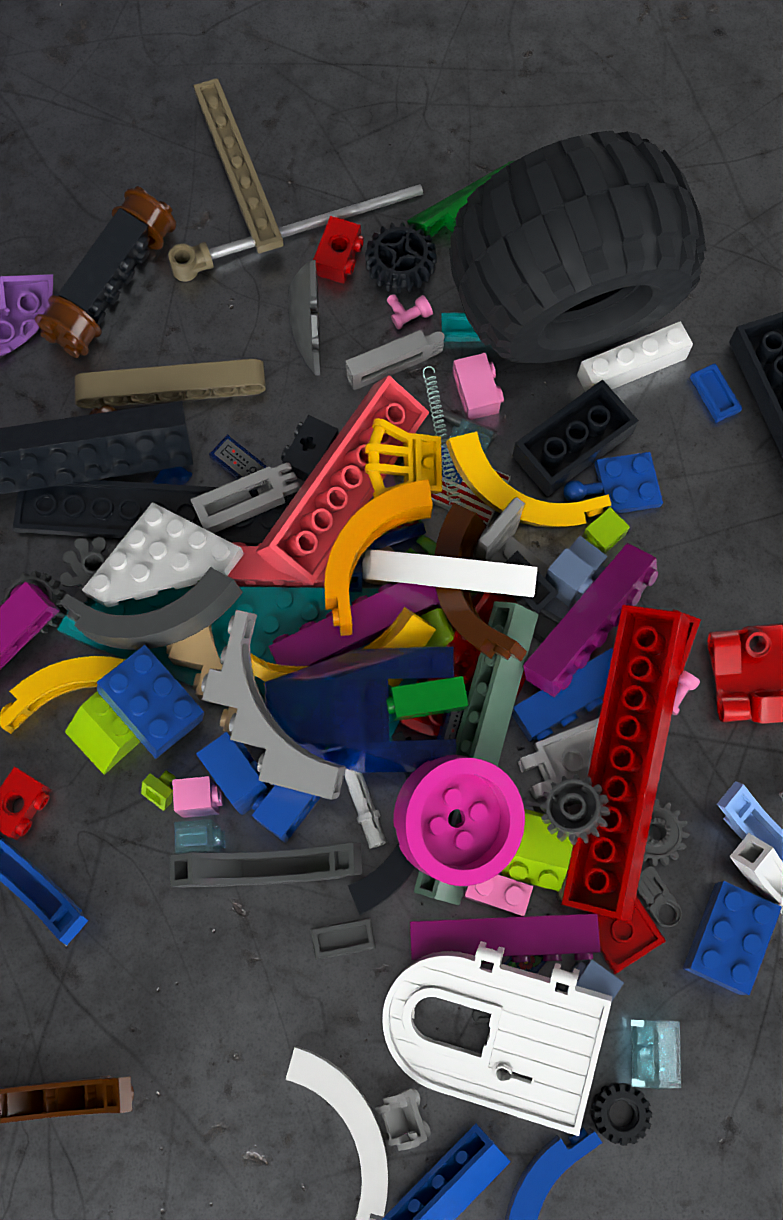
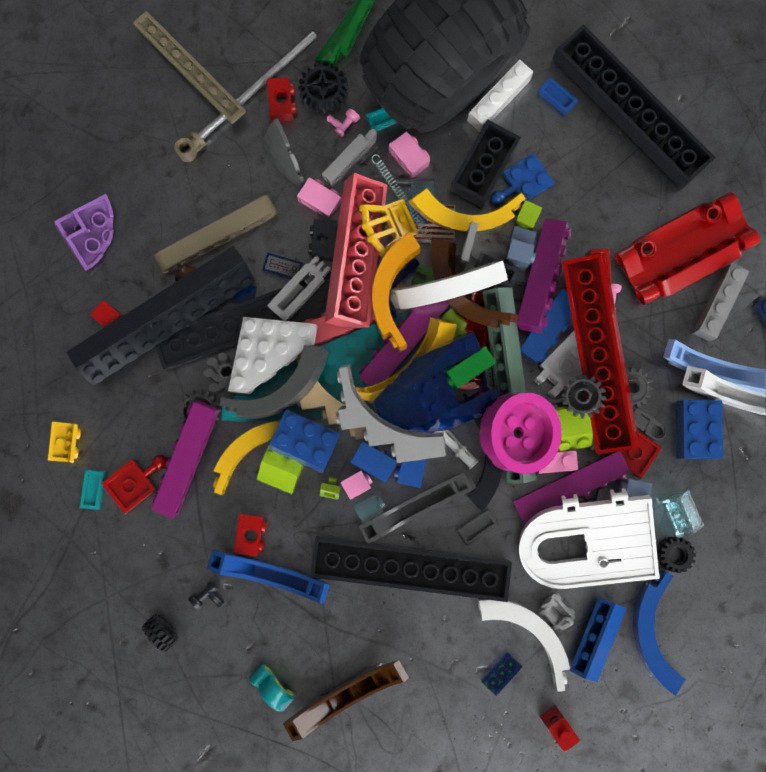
camera: 25 degrees left, 10 degrees up
(95, 283) = (145, 138): brick -> none
(218, 955) = (411, 569): none -> black brick
(280, 1178) = (501, 674): none -> clear blue tile
(330, 393) = (319, 198): none -> bright pink brick

